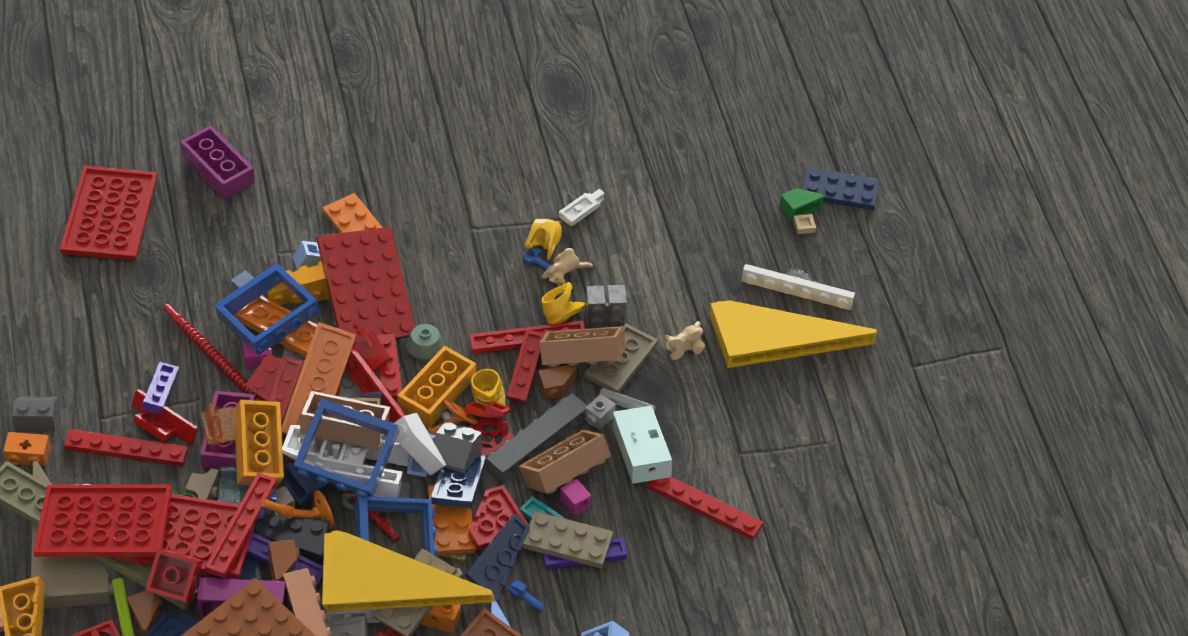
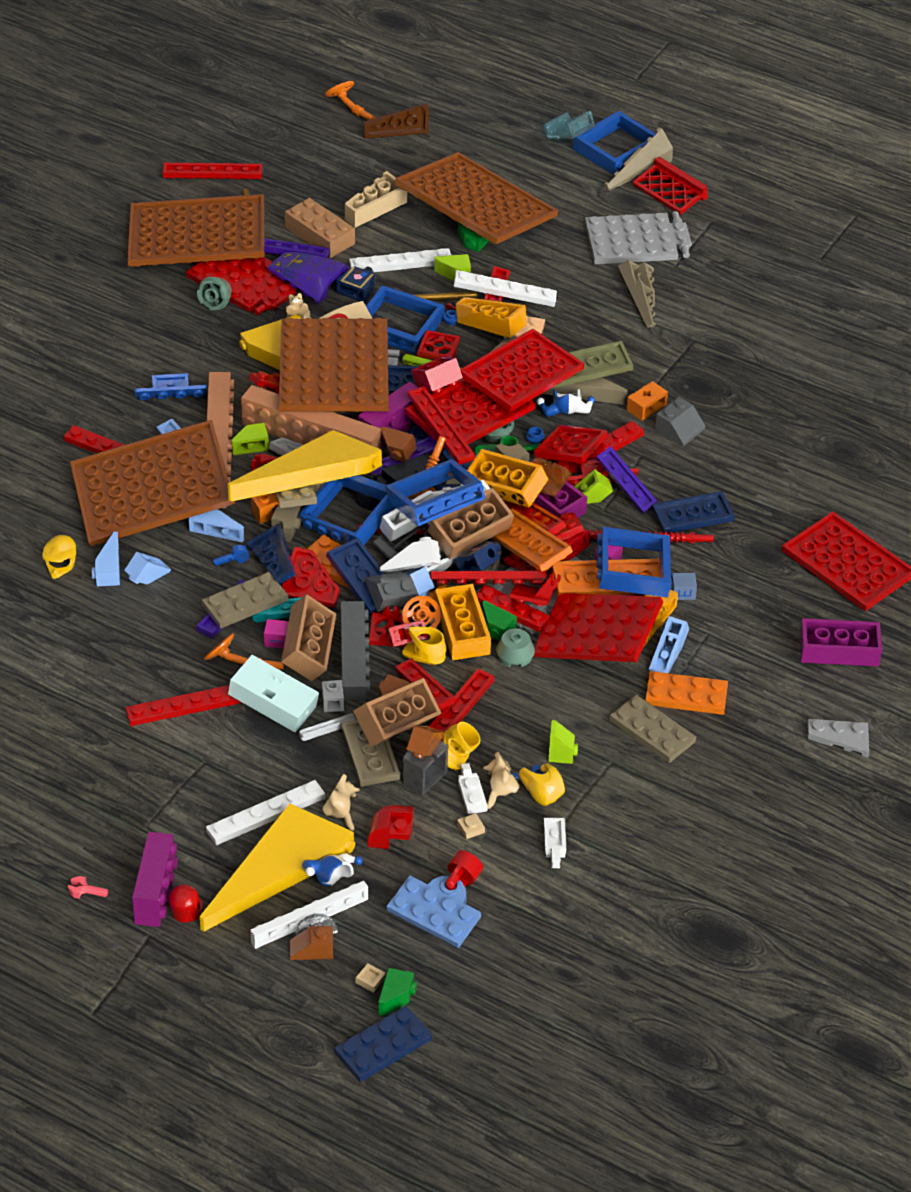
camera: 135 degrees right, 5 degrees down
(147, 335) = (693, 512): none -> dark blue plate
(147, 454) = (570, 444): none -> red plate
(188, 408) = (595, 487): none -> lime slope
(307, 124) = (841, 733): none -> light grey wing
(409, 366) = (497, 620): none -> green slope
(415, 223) = (652, 728): none -> dark tan plate
(497, 252) = (561, 744): none -> lime slope
(591, 277) = (471, 790): none -> white hinge
(603, 290) = (424, 741): none -> dark orange slope
(620, 261) = (471, 826): none -> tan plate
(631, 508) = (223, 651): none -> orange dish
(675, 294) = (390, 823): none -> red brick
(705, 228) = (441, 903): none -> medium blue plate
(742, 379) = (264, 812): none -> white plate
(754, 292) = (331, 867): none -> piece
(817, 266) = (313, 944): none -> dark orange slope
(875, 353) = (184, 903): none -> red helmet
(879, 379) = (154, 879): none -> magenta brick
(923, 436) = (83, 888): none -> coral bar

